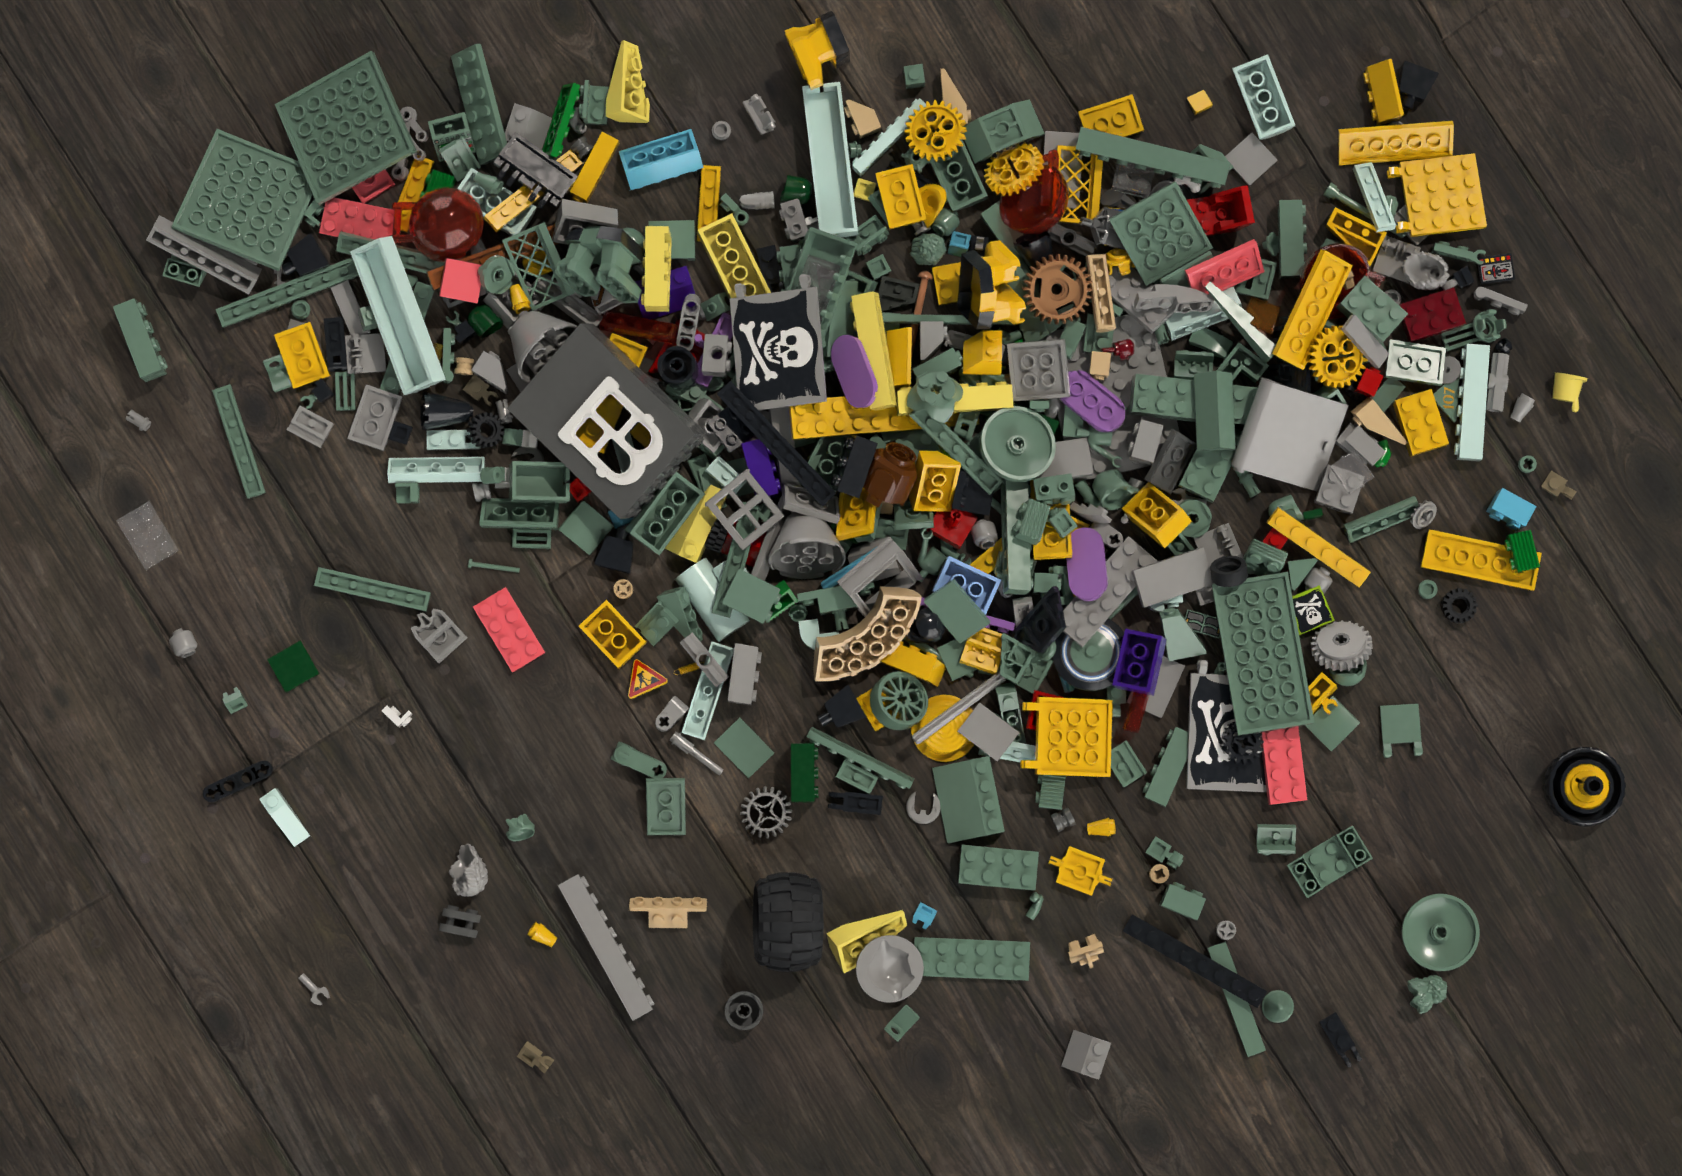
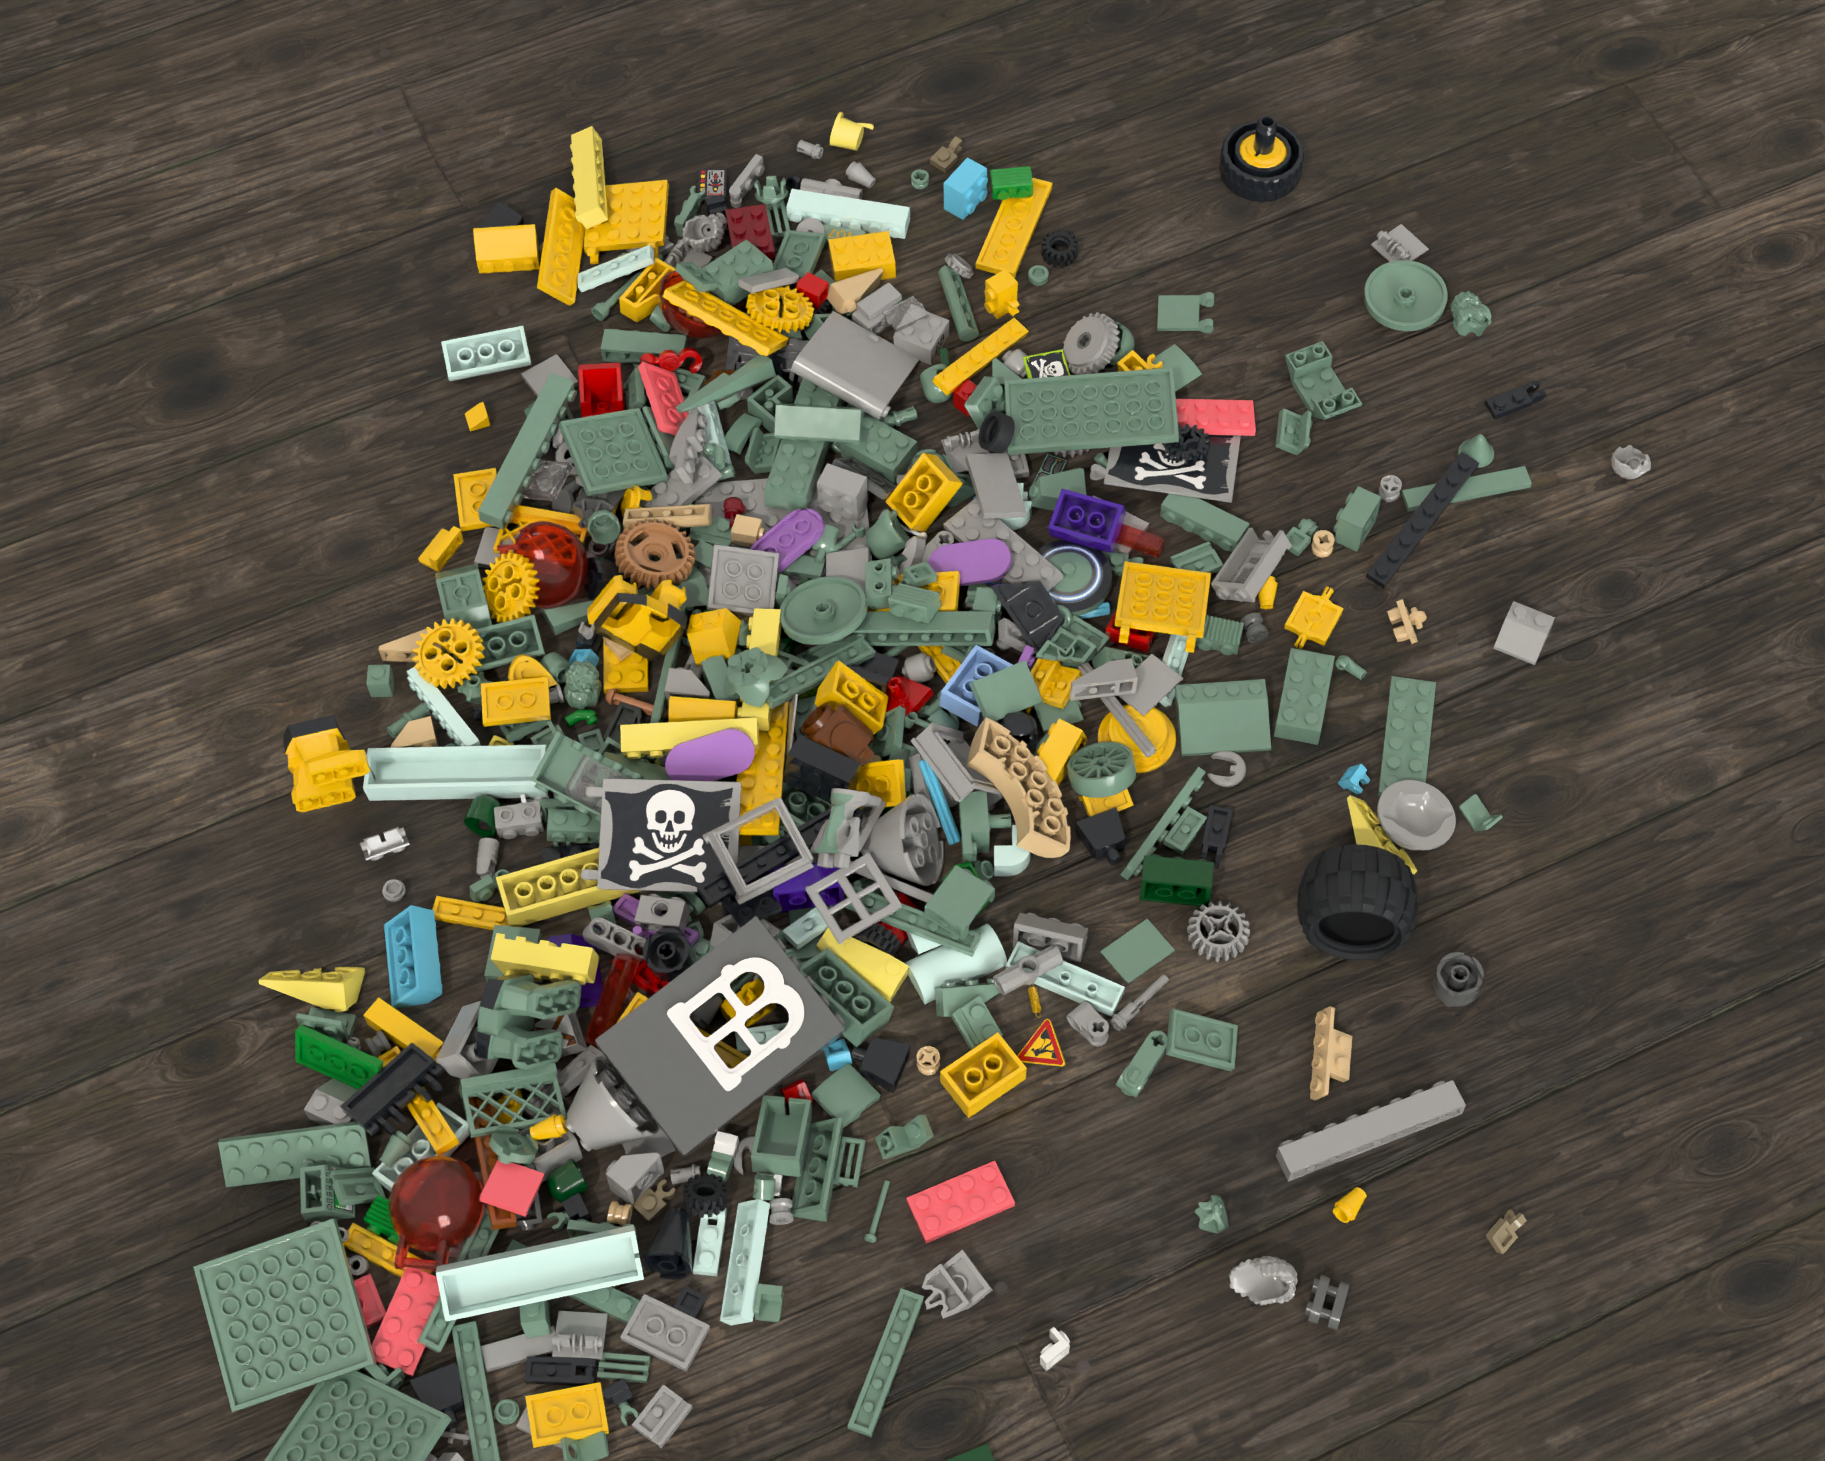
camera: 80 degrees left, 25 degrees down
(555, 578) = (899, 1139): none -> sand green slope
(789, 488) = (834, 840): none -> light grey hips
(792, 409) = (746, 893): none -> light grey piece
(880, 107) = (419, 712): none -> sand green pin
(899, 433) = (791, 722): none -> light grey window
(905, 257) = (581, 714): none -> green arm
(981, 698) = (1110, 679): none -> light grey slope
(1057, 98) = (441, 548): none -> yellow panel
(1081, 239) = (603, 527): none -> sand green hair
(1122, 810) = (1250, 566): none -> light grey door
(1173, 325) = (717, 453): none -> sand green arm
(1232, 240) = (634, 391): none -> sand green plate
(1272, 265) = (671, 361): none -> red piece
(1279, 1145) = (1630, 462): none -> light grey hair
(1354, 275) = (698, 278): none -> sand green plate
(1389, 558) = (1001, 294): none -> yellow brick
(1477, 152) = (588, 177): none -> light yellow brick
(1504, 925) = (1399, 245): none -> light grey hinge
(1548, 355) = (815, 151): none -> light grey pin

